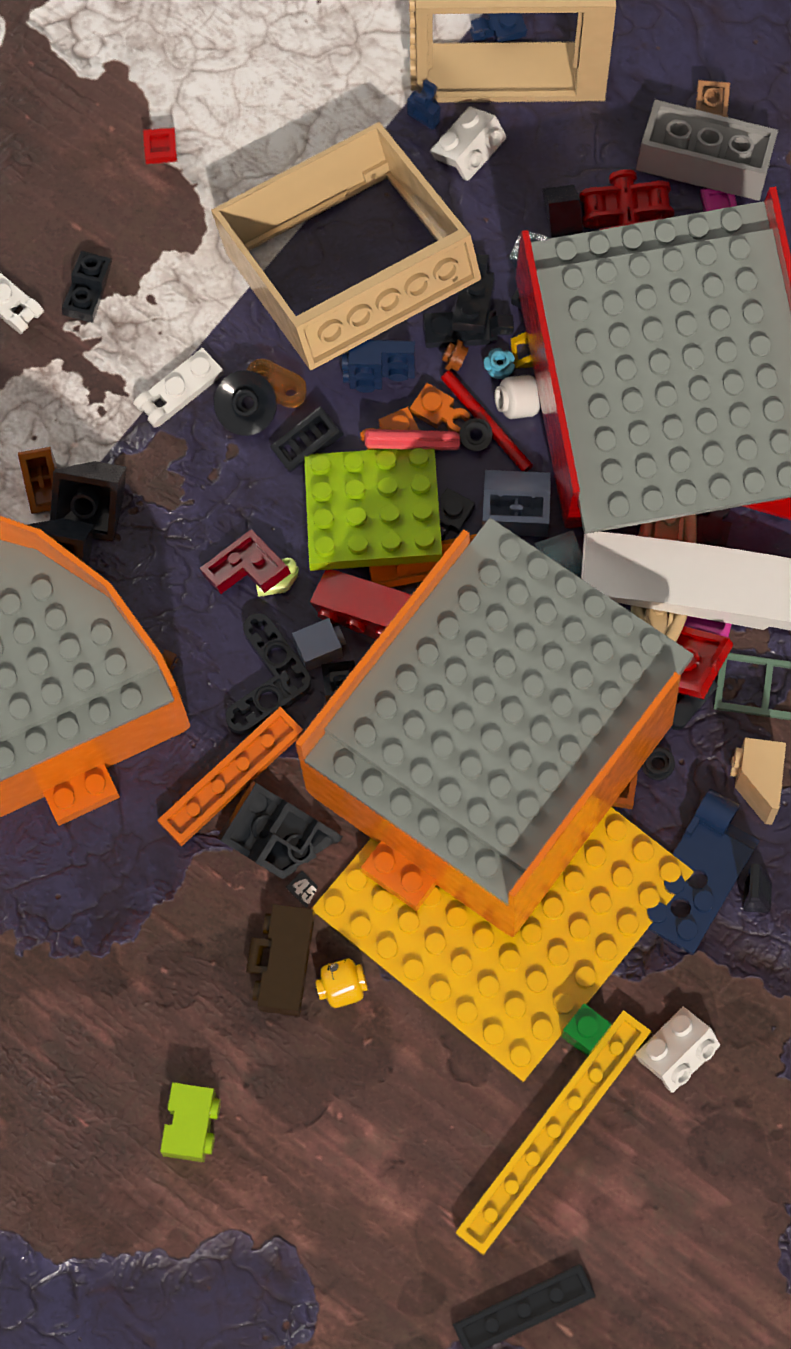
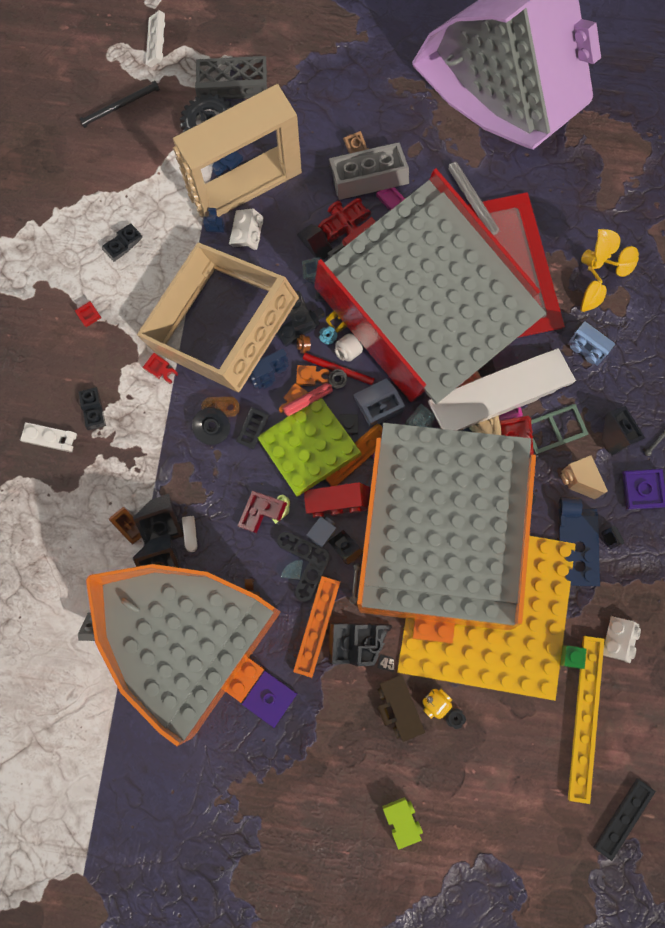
camera: 30 degrees left, 5 degrees up
(100, 842) = (269, 699): none -> dark purple plate
(123, 542) = (189, 533): none -> white bar
(179, 387) = (171, 436): white plate -> none
(218, 277) = (159, 367): none -> red plate
(244, 678) = (293, 570): none -> clear light blue tile
(271, 68) = (122, 243): none -> black slope
(357, 1013) = (459, 722): none -> black plate

